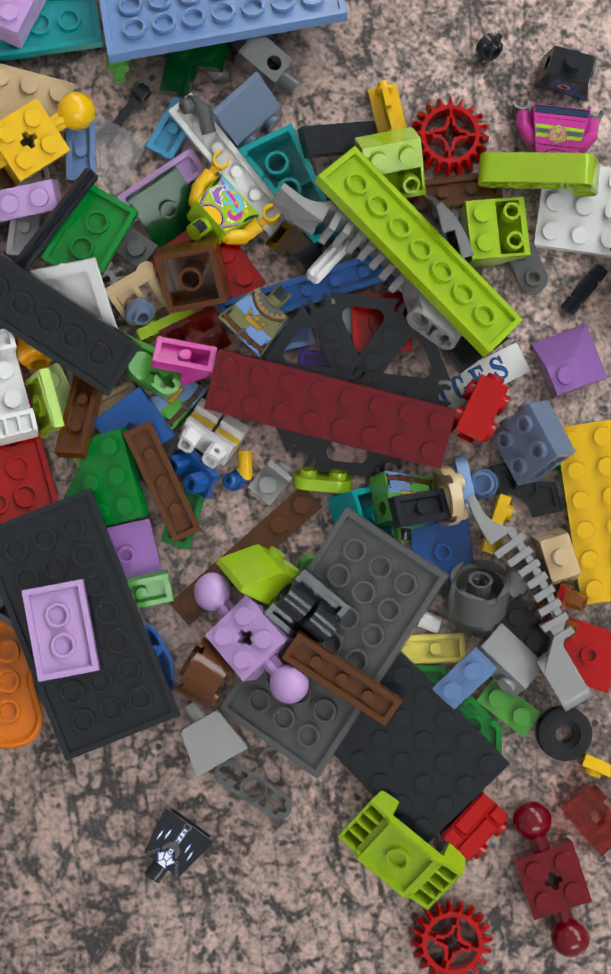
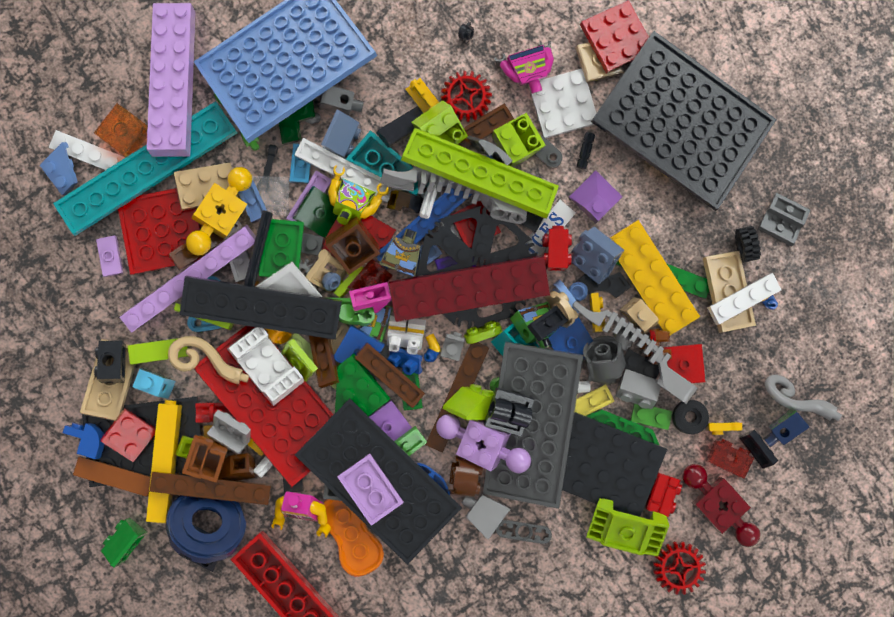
camera: 20 degrees left, 0 degrees up
(175, 845) = (493, 585): black torso -> none
(199, 109) = (315, 146): dark grey arm -> none
(342, 678) = (547, 443): reddish brown plate -> none
(464, 678) = (618, 410): medium blue plate -> none
(540, 171) = (534, 91): lime beam -> none
(566, 72) = (518, 27): black torso -> none

